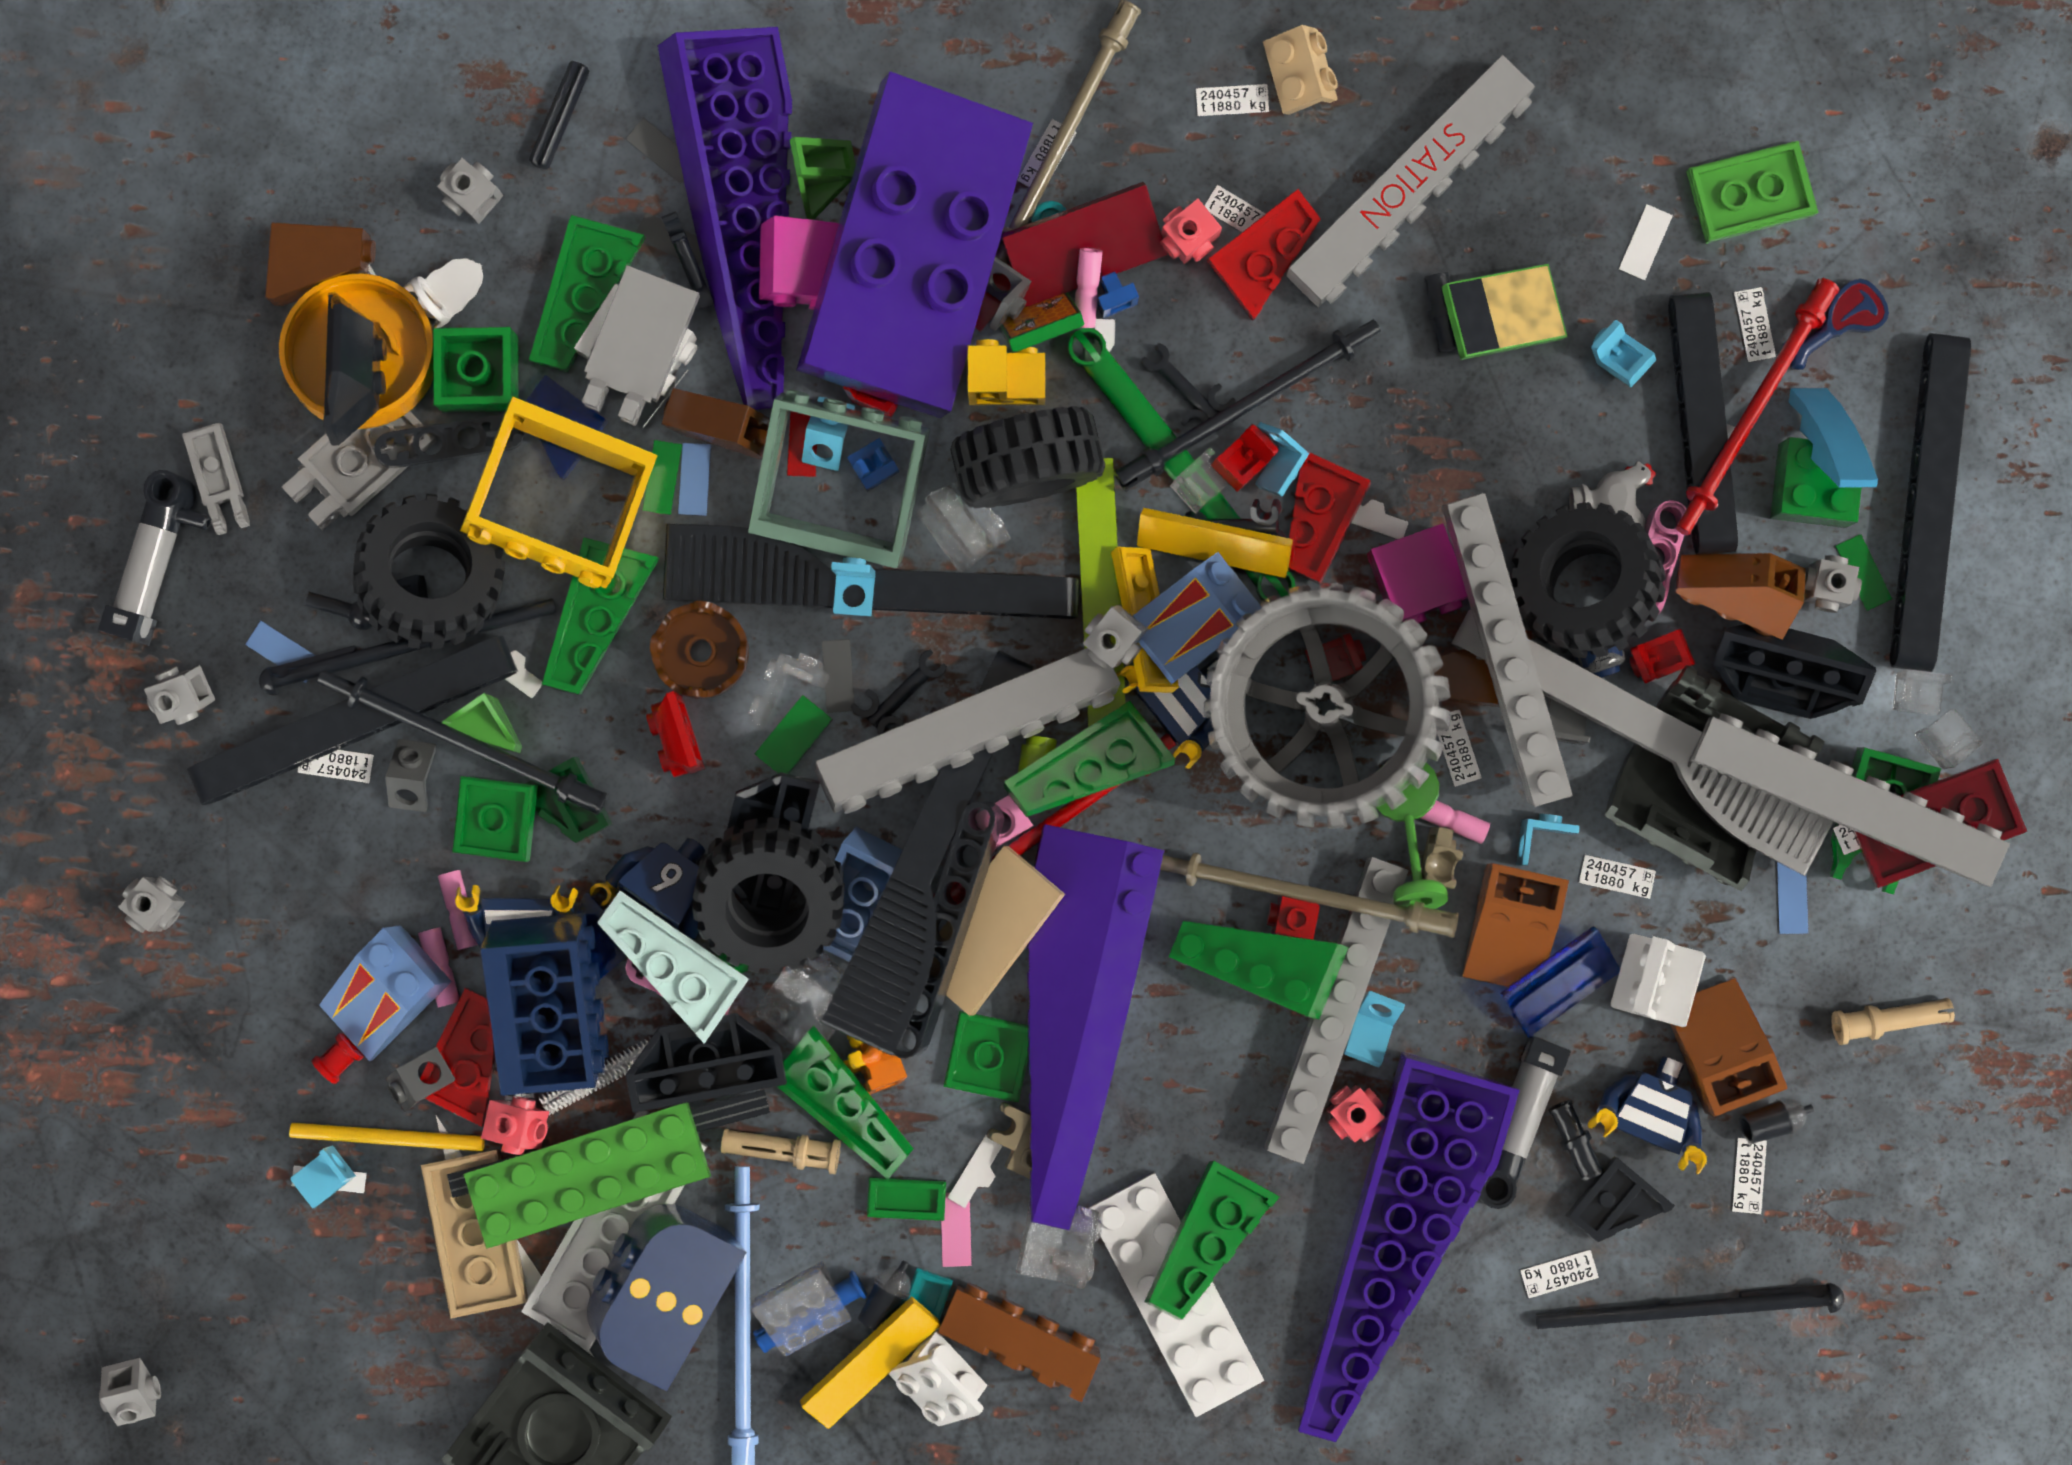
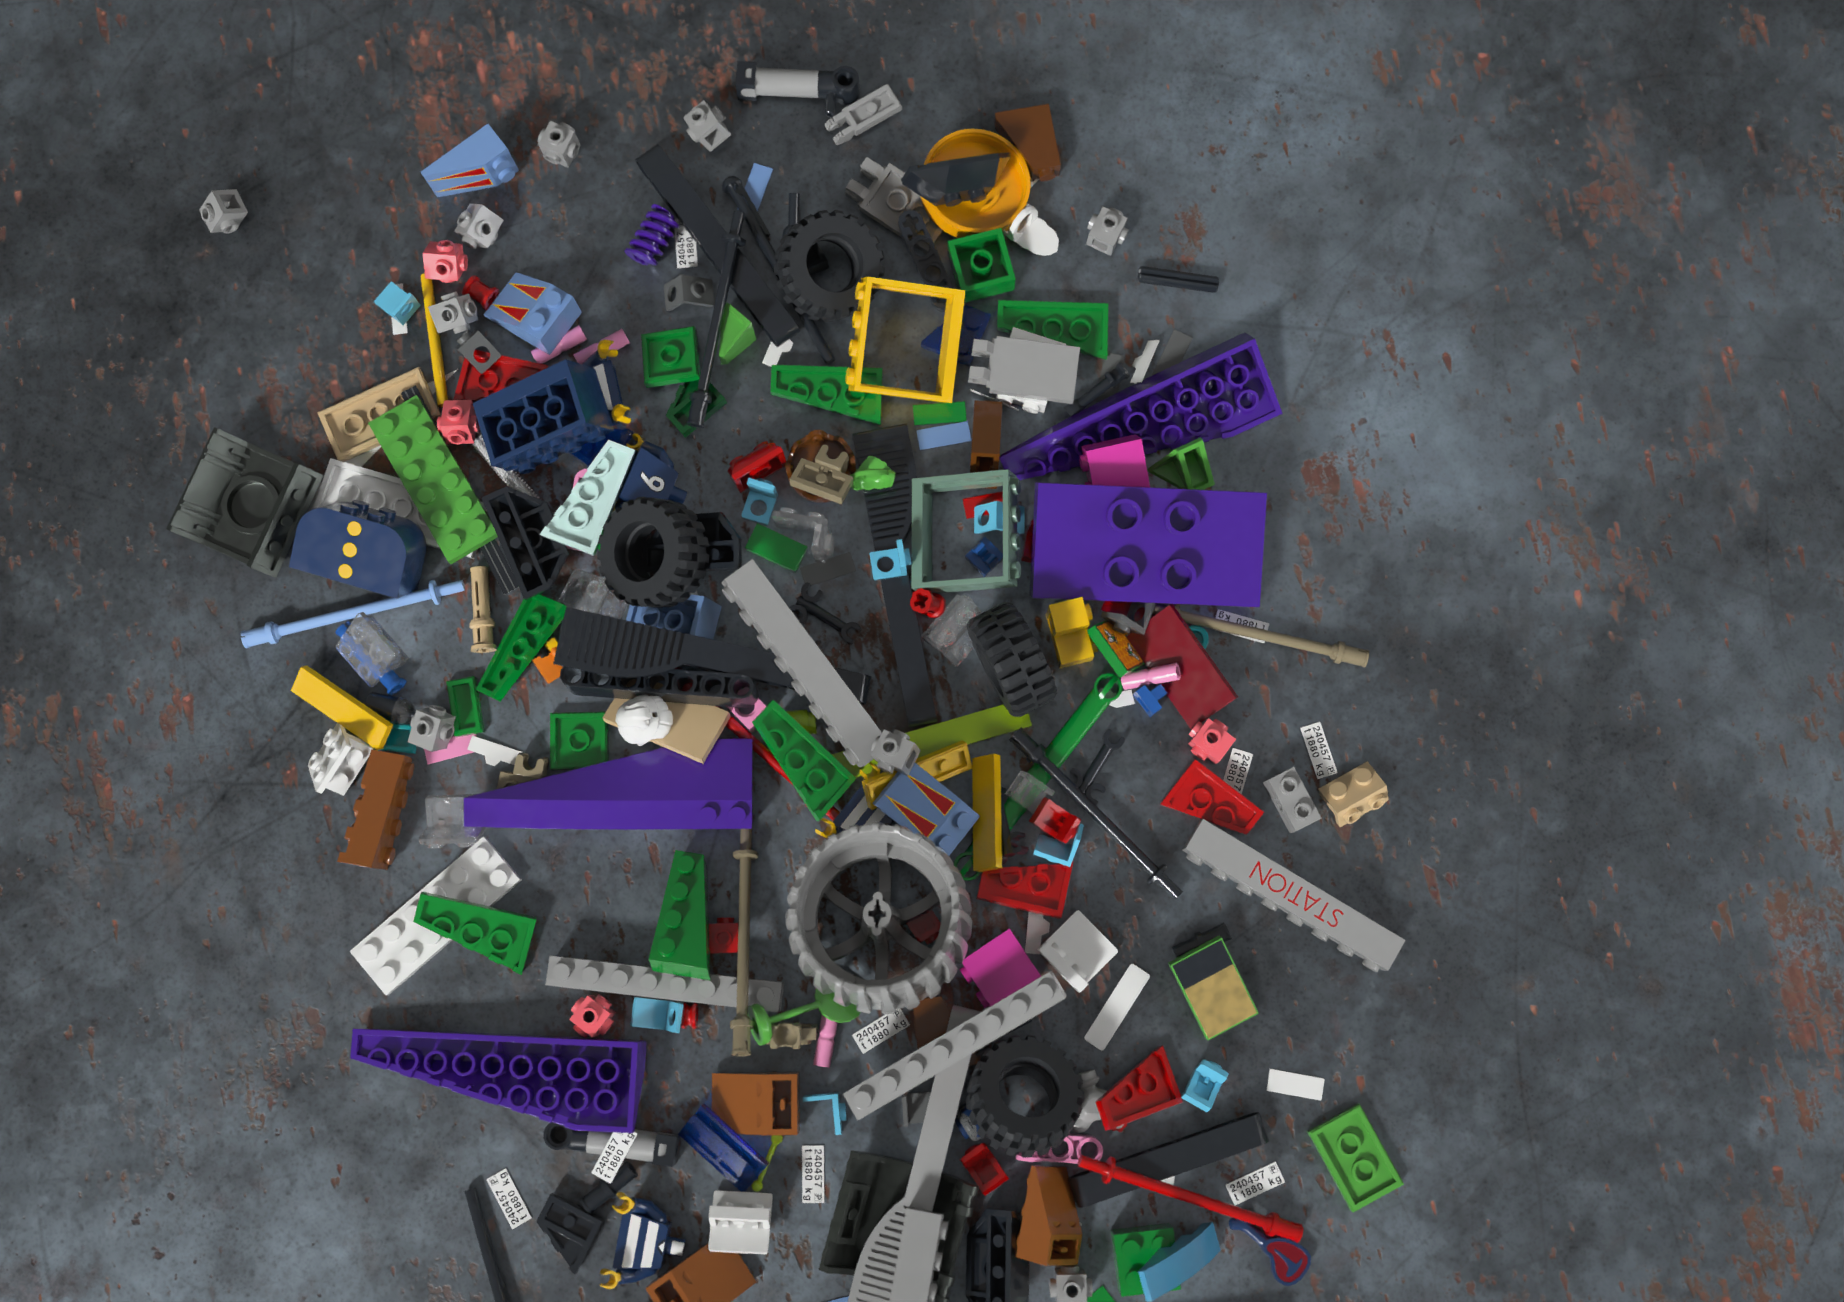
camera: 80 degrees right, 5 degrees down
(154, 1025) = (472, 165): none -> medium blue slope
(243, 1041) = (478, 226): none -> light grey brick
(281, 1097) = (444, 261): none -> coral brick
(318, 805) = (652, 236): none -> dark purple piece
(360, 1099) = (454, 313): none -> light grey brick
(661, 190) = (1142, 362): none -> white sticker
(714, 733) = (760, 491): none -> medium azure bracket
(718, 647) = (824, 477): none -> dark tan plate
(729, 582) = (873, 474): none -> bright green piece
(927, 544) = (928, 603): none -> red bush
(928, 1246) = (431, 728): none -> light grey brick
(987, 967) = (638, 724): none -> white hair
(1290, 149) = (1292, 800): none -> light grey brick
(1383, 987) = (690, 1015): none -> red bush
(1417, 471) = (1077, 950): none -> white bracket
(1497, 440) = (1117, 1007): none -> white sticker
(1540, 1123) = (613, 1155): none -> white sticker
(1614, 436) = (1140, 1092): none -> red wing
(1616, 949) = (758, 1185): none -> lime hinge

